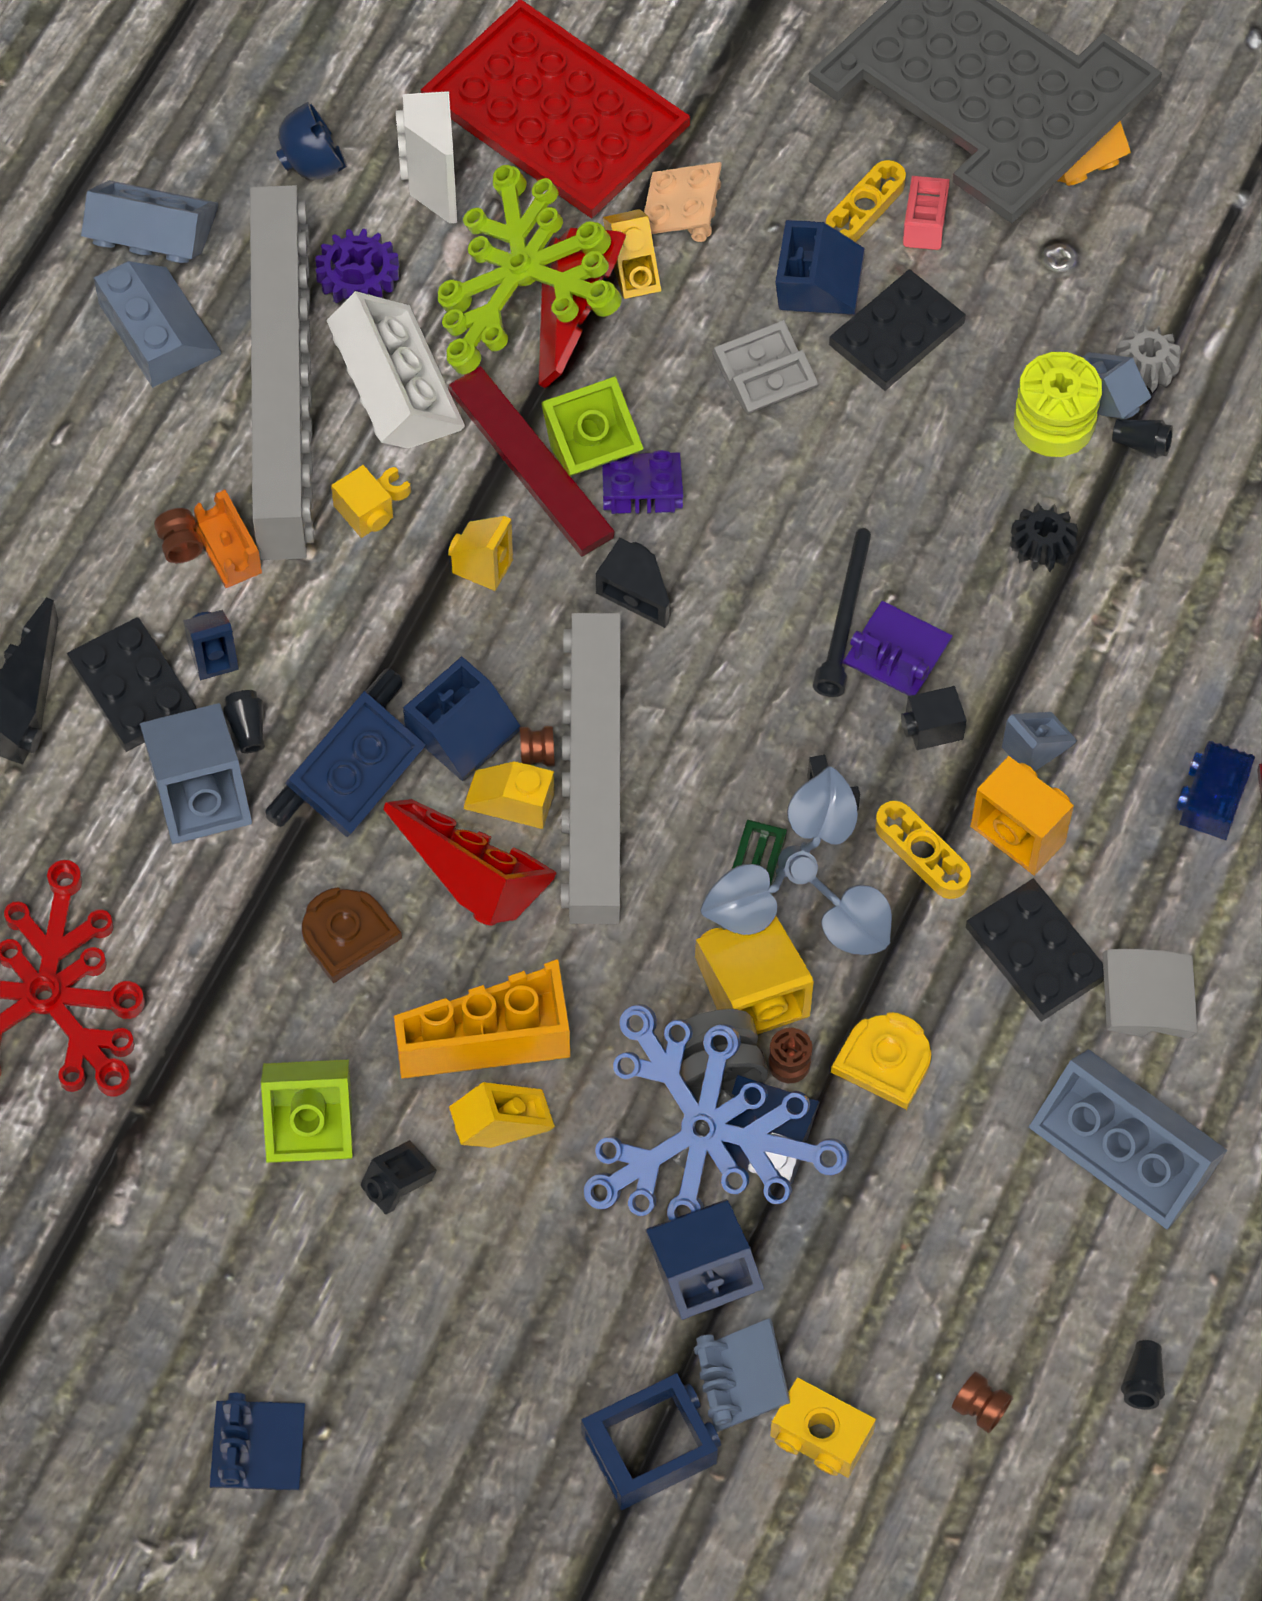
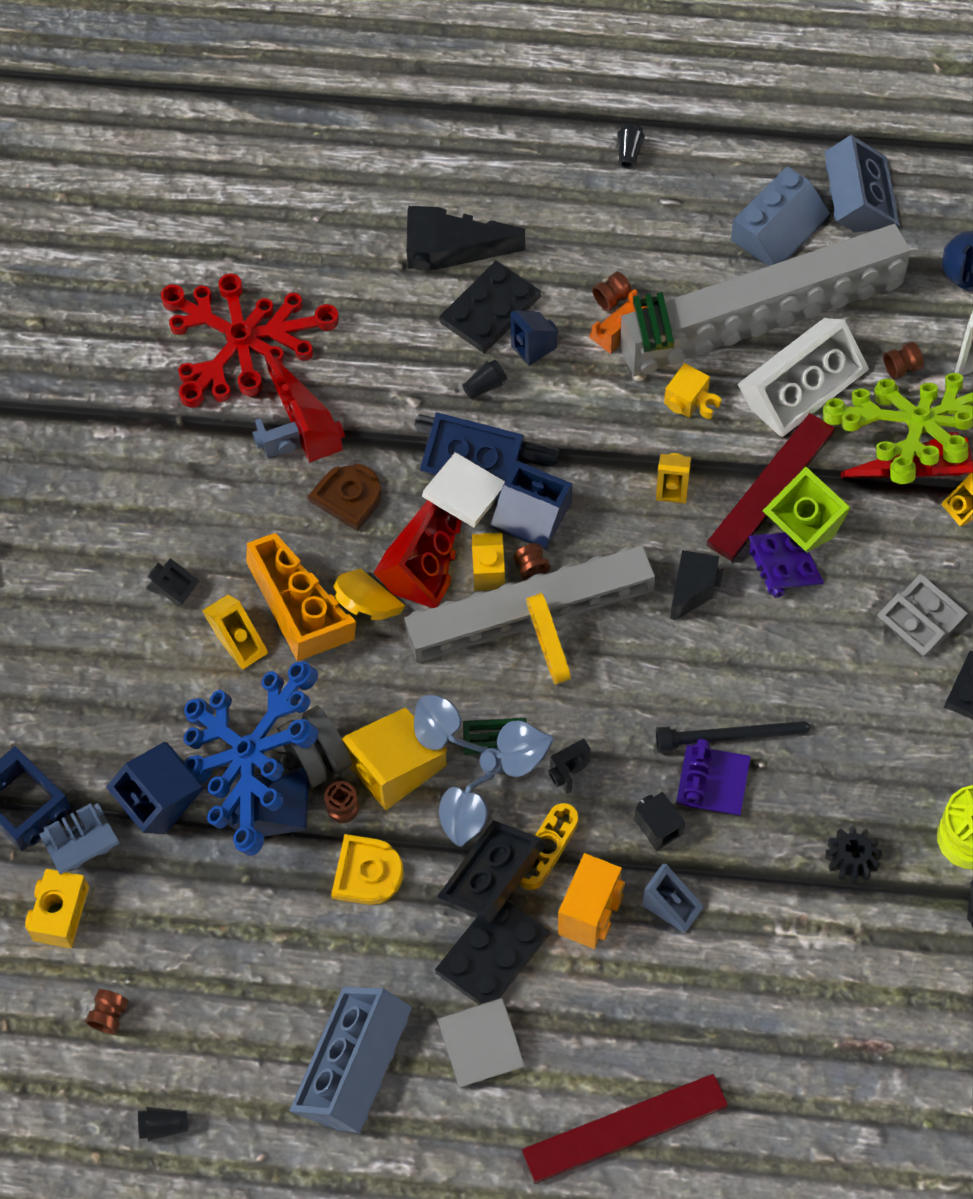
camera: 75 degrees right, 0 degrees up
(196, 773) = (429, 361): sand blue slope -> none
(215, 942) = (316, 427): none -> red wedge
(232, 1003) = (277, 440): none -> sand blue bracket
(284, 478) = (650, 302): none -> dark green tile
(307, 1110) = (202, 511): lime slope -> none
(357, 266) = (883, 323): dark purple gear -> none
(413, 783) = (464, 489): none -> white tile
(418, 256) = (904, 360): none -> copper wheel
(514, 945) = (362, 593): none -> yellow tile
(659, 754) = (548, 638): none -> yellow beam
(944, 912) = (491, 871): none -> black plate
(1216, 789) = (675, 1044): clear blue brick -> none

